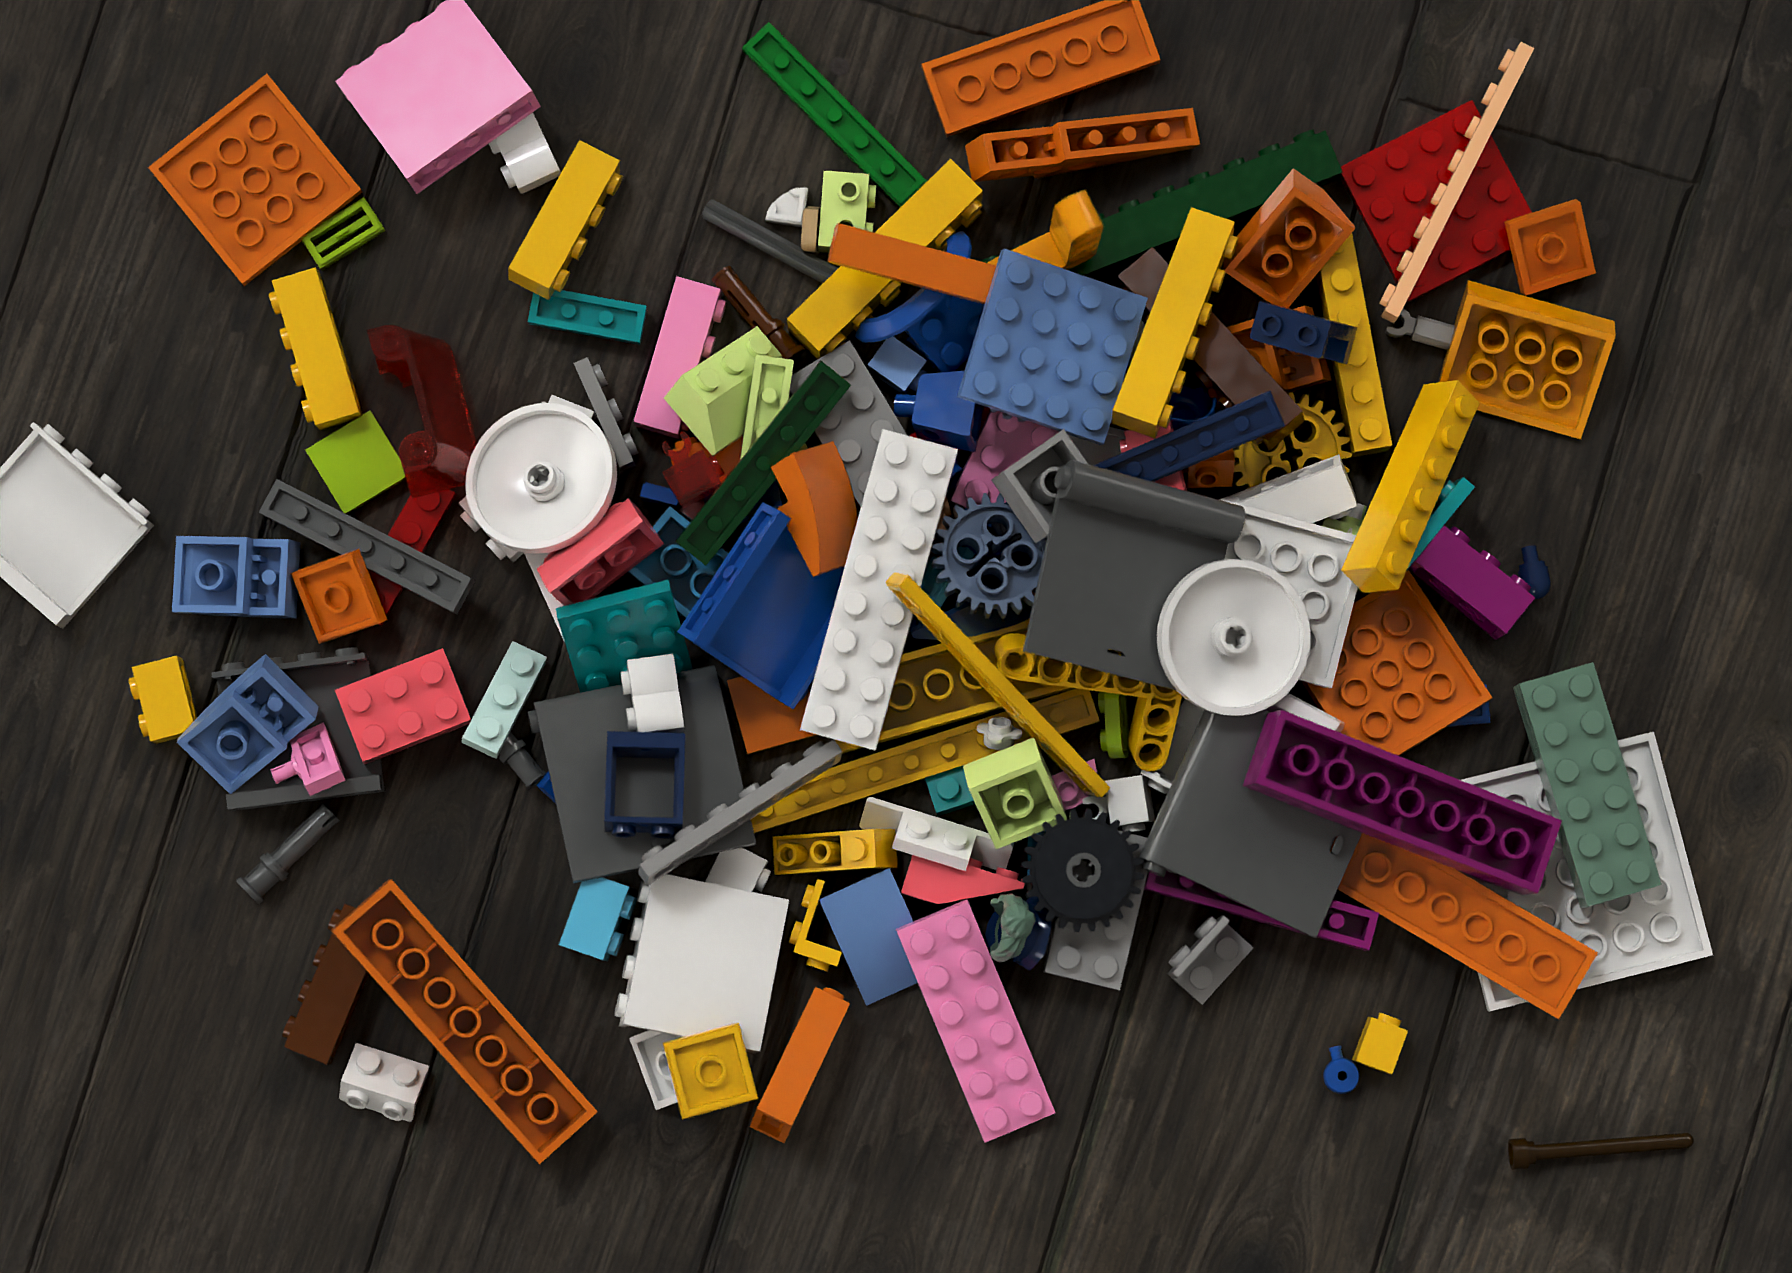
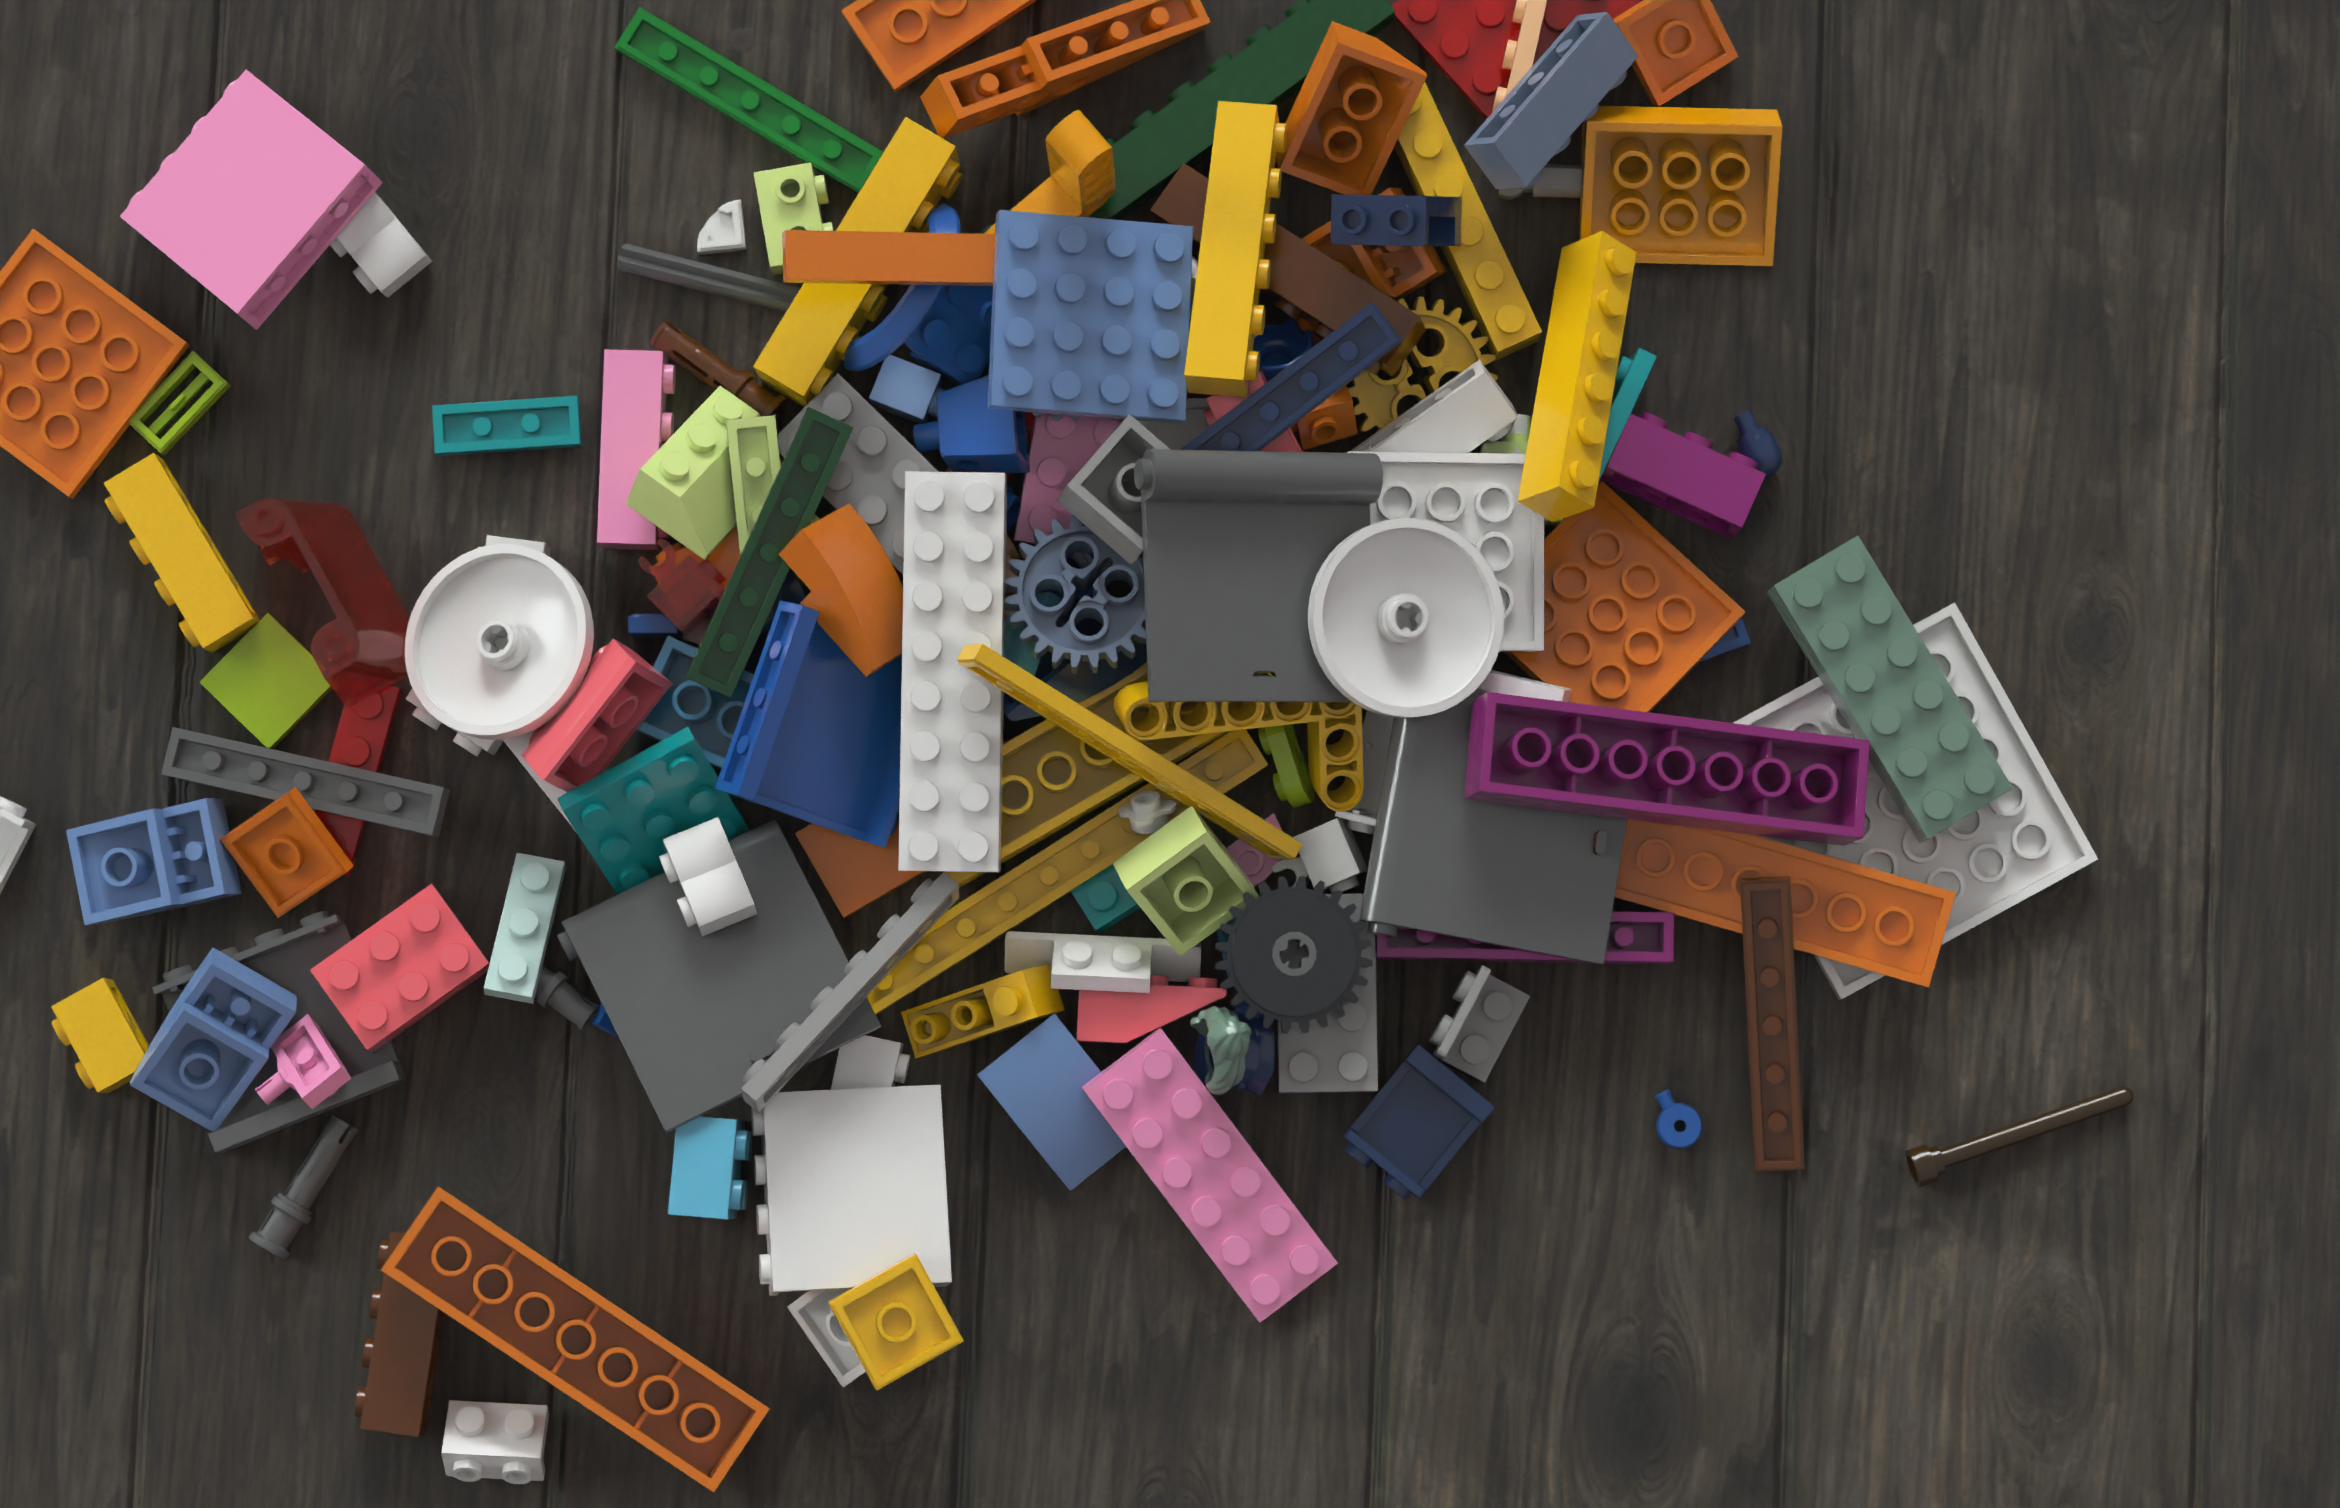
camera: 10 degrees left, 0 degrees up
(564, 221) = (449, 315): yellow brick -> none
(607, 413) = (562, 541): light grey plate -> none
(644, 746) = (711, 940): dark blue window -> none
(800, 1063) = (1006, 1284): orange slope -> none
(810, 228) = (755, 249): tan tile -> none
(818, 955) = (995, 1144): yellow bracket -> none
(1142, 1022) = (1416, 1123): none -> dark blue panel
(1380, 1043) = (1717, 1073): yellow brick -> none
(1432, 1016) = (1772, 1023): none -> reddish brown tile
(1444, 272) = (1552, 101): none -> sand blue brick

